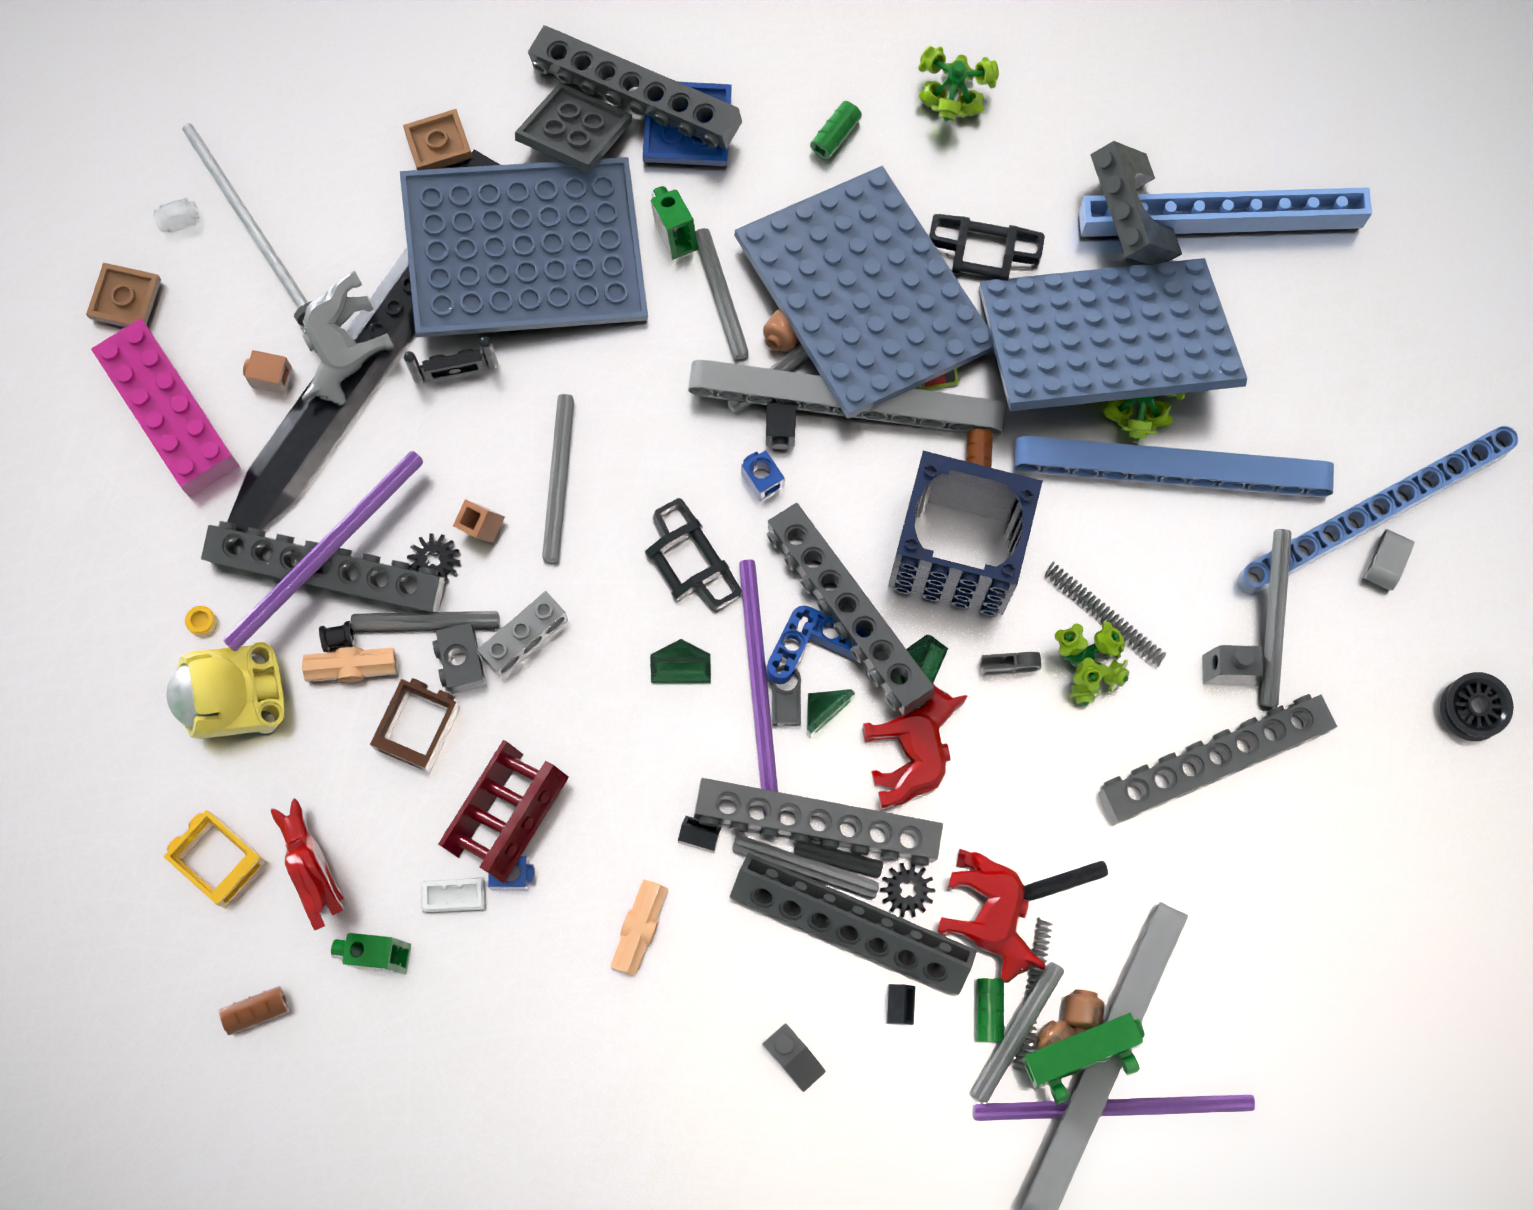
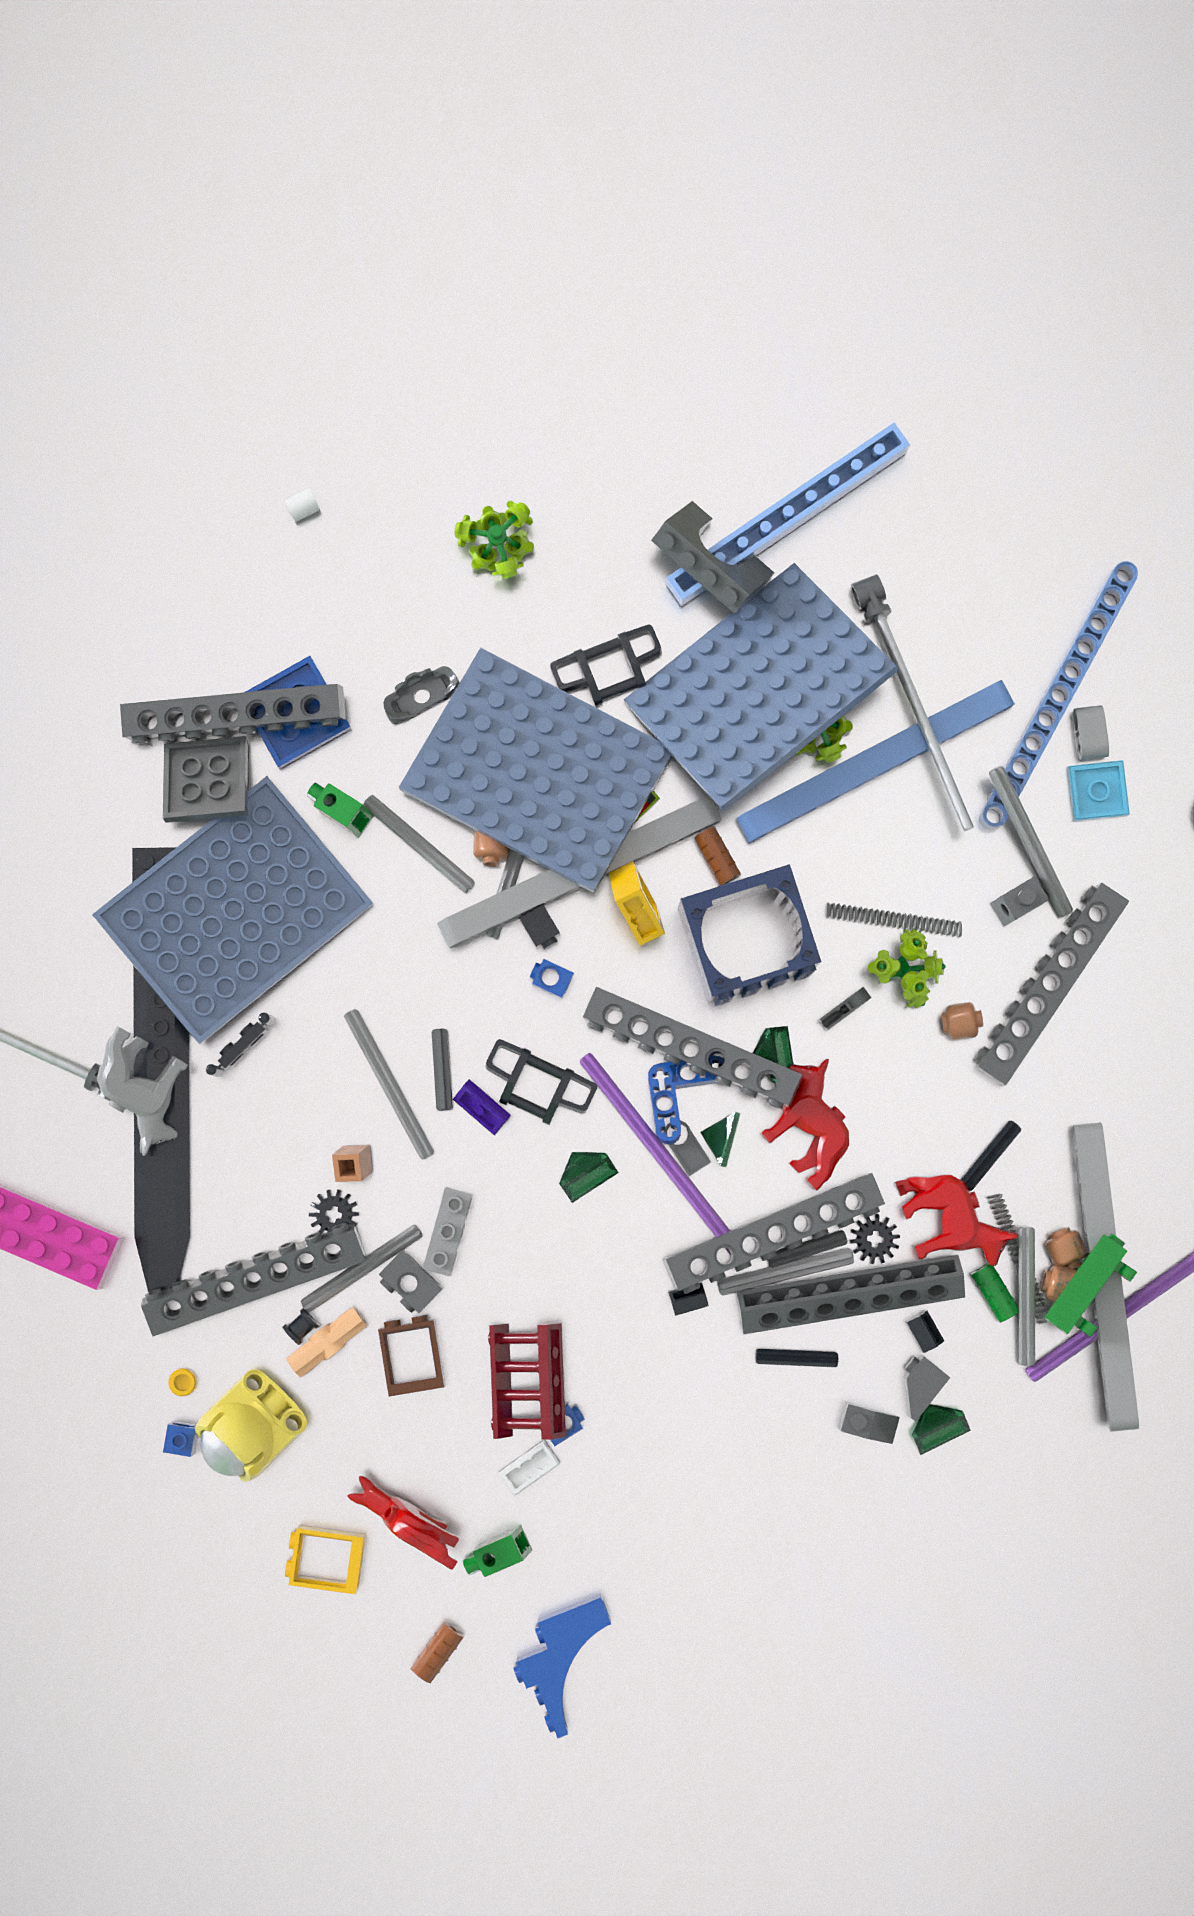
camera: 30 degrees left, 10 degrees up
(159, 665) = (180, 1439): none -> blue brick
(267, 371) = (94, 1147): nougat brick -> none
(323, 551) = (249, 1268): medium lavender axle -> none
(344, 1092) = (547, 1667): none -> blue arch
(437, 141) = (98, 861): medium nougat plate -> none
(613, 494) = (442, 1072): none -> dark grey axle
(626, 546) = (481, 1107): none -> dark purple plate
(639, 928) = (689, 1401): light nougat piece -> none
(765, 953) = (796, 1357): none -> black axle
(784, 170) = (401, 703): none -> dark grey piece
(836, 130) = (422, 640): green axle -> none
(857, 1104) = (938, 1426): none -> clear green slope
(867, 1052) = (922, 1384): none -> dark grey slope
(881, 438) = (636, 902): none -> yellow window
(1112, 741) = (962, 1021): none -> nougat head
(1257, 325) = (870, 594): none -> flat silver piece
(1364, 616) = (1098, 790): none -> medium azure tile

